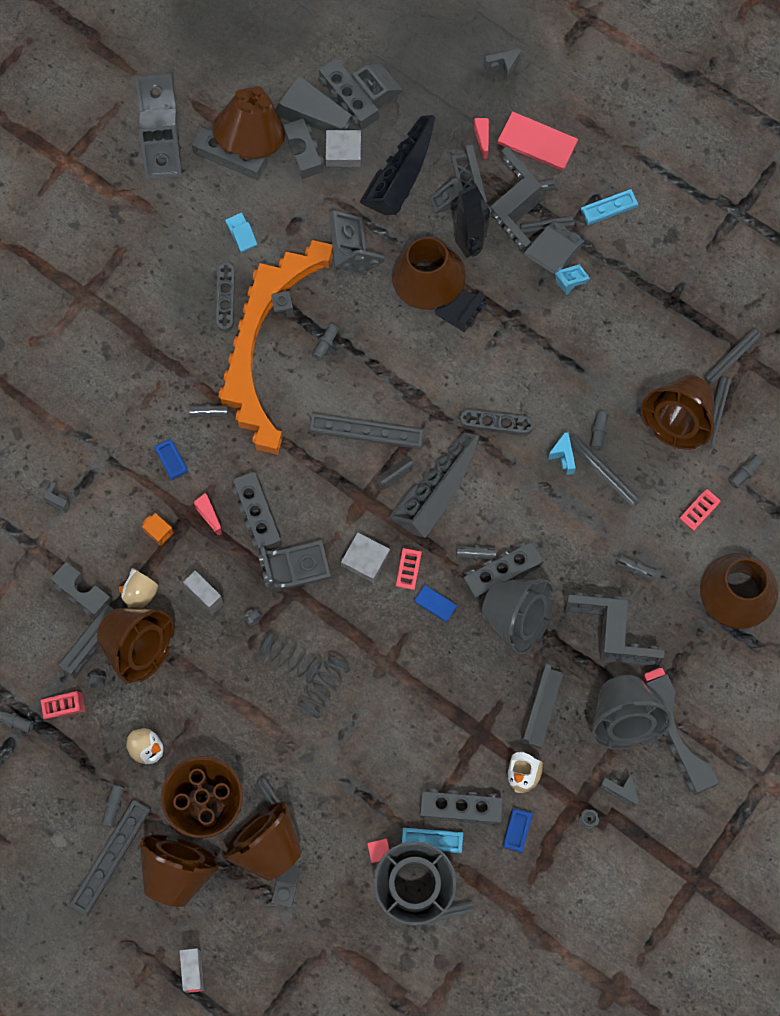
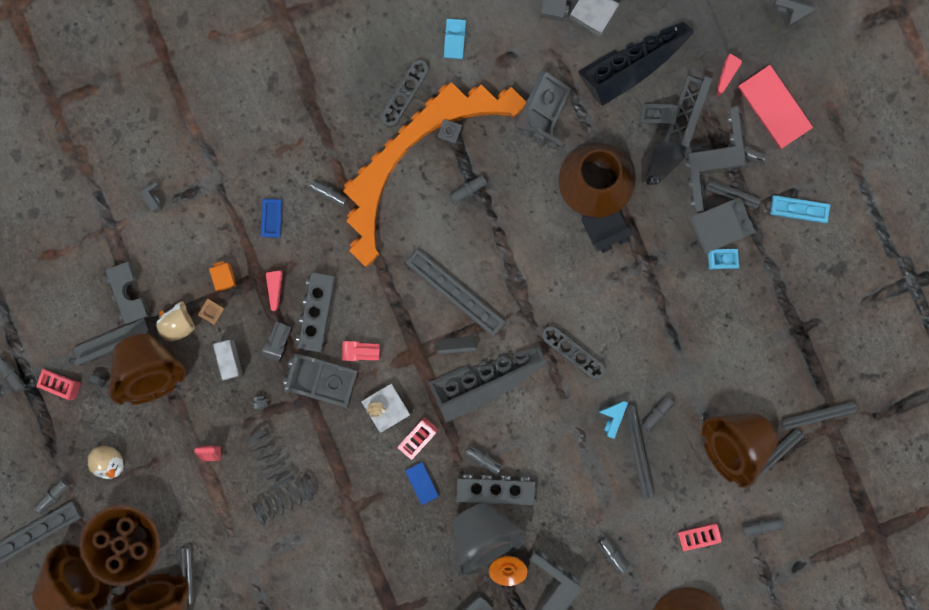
camera: 30 degrees right, 15 degrees up
(164, 564) = (211, 311): none -> medium nougat plate
(233, 682) = (209, 452): none -> coral slope
(237, 559) = (275, 346): none -> dark grey piece
(310, 525) = (360, 351): none -> coral piece
(357, 558) = (375, 409): none -> tan plate
(561, 637) = (508, 570): none -> orange dish

